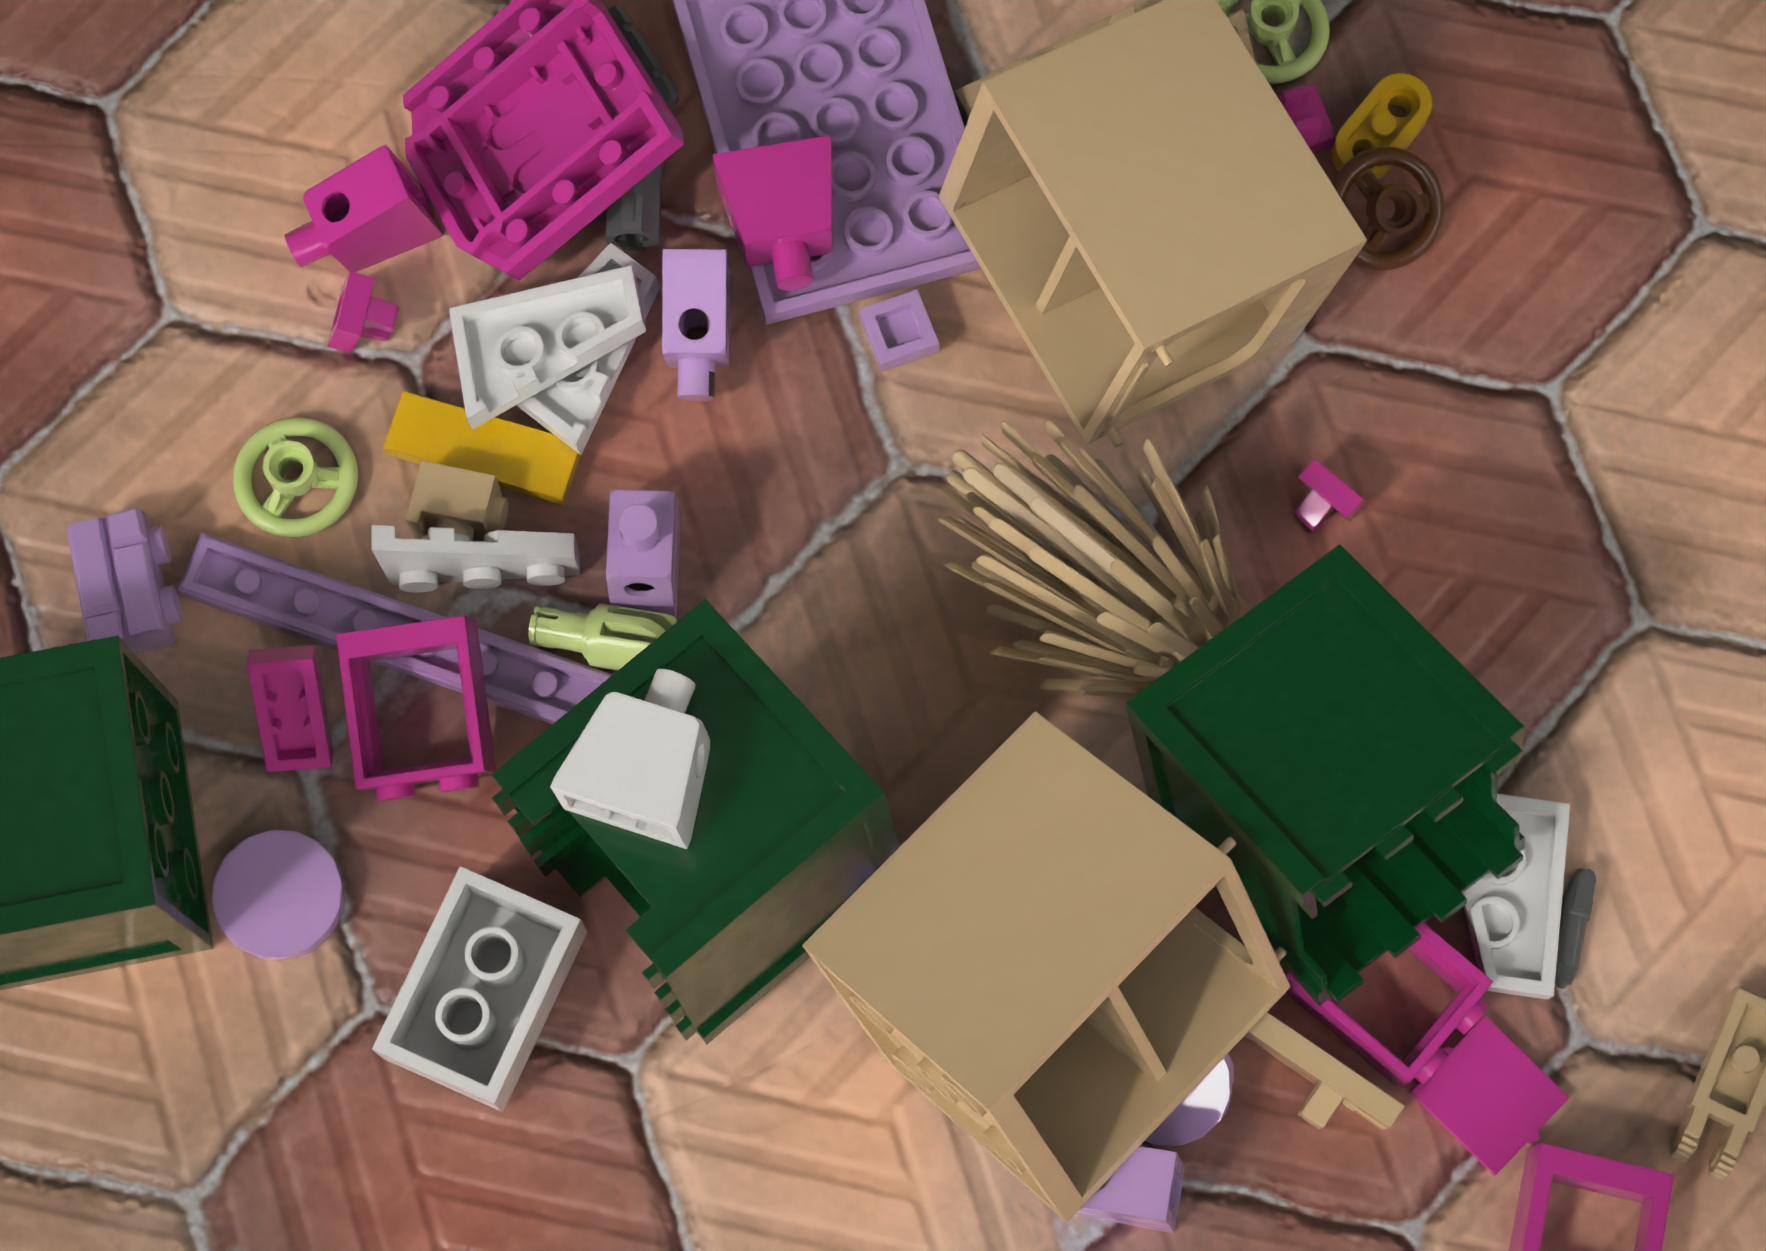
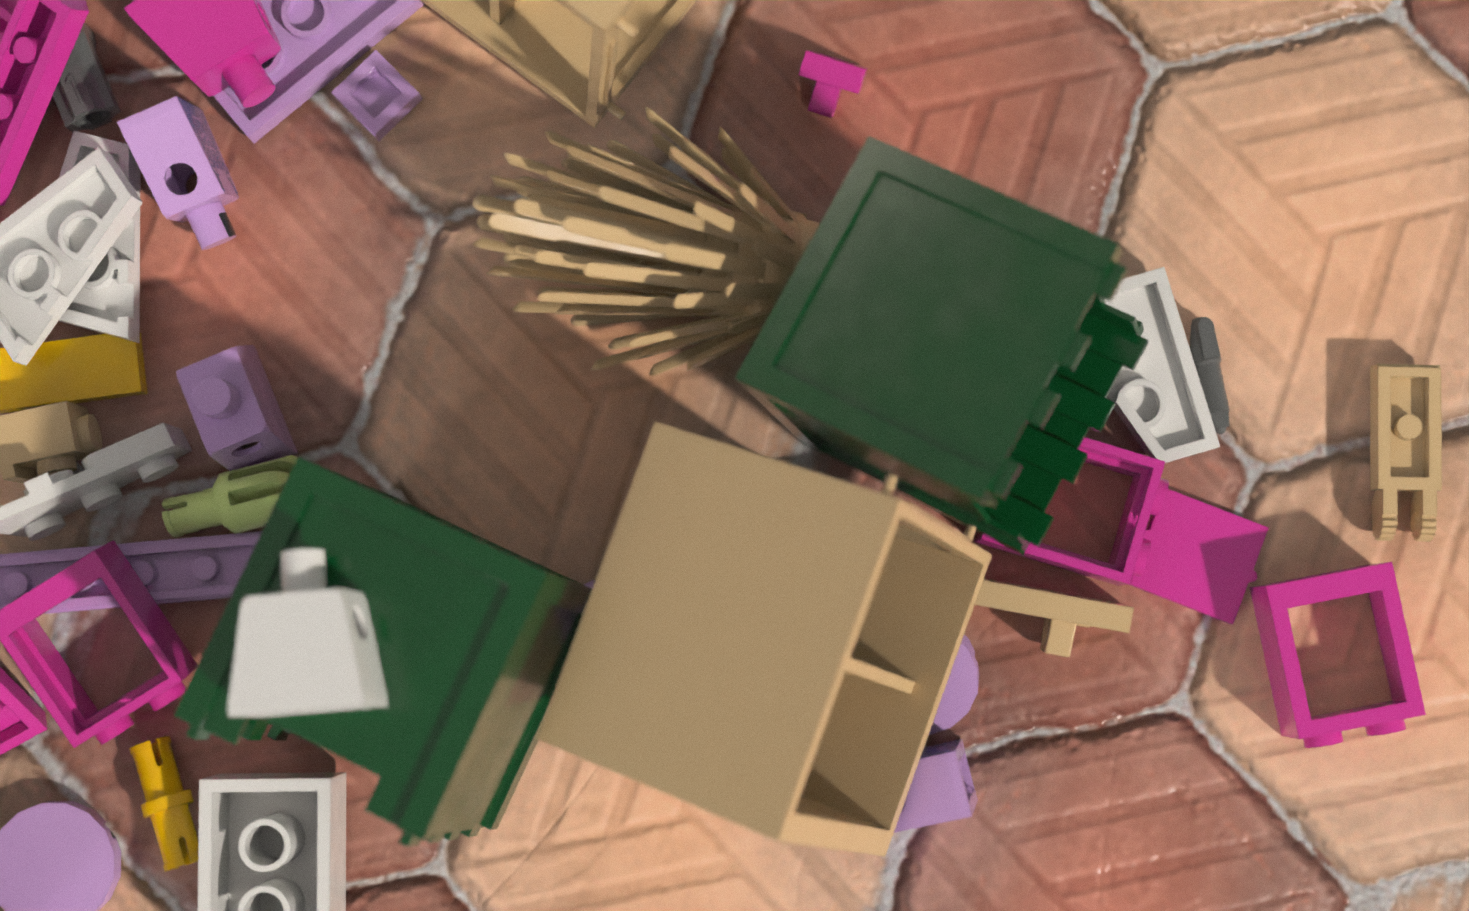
camera: 20 degrees left, 10 degrees up
(409, 884) = (166, 802): none -> yellow pin

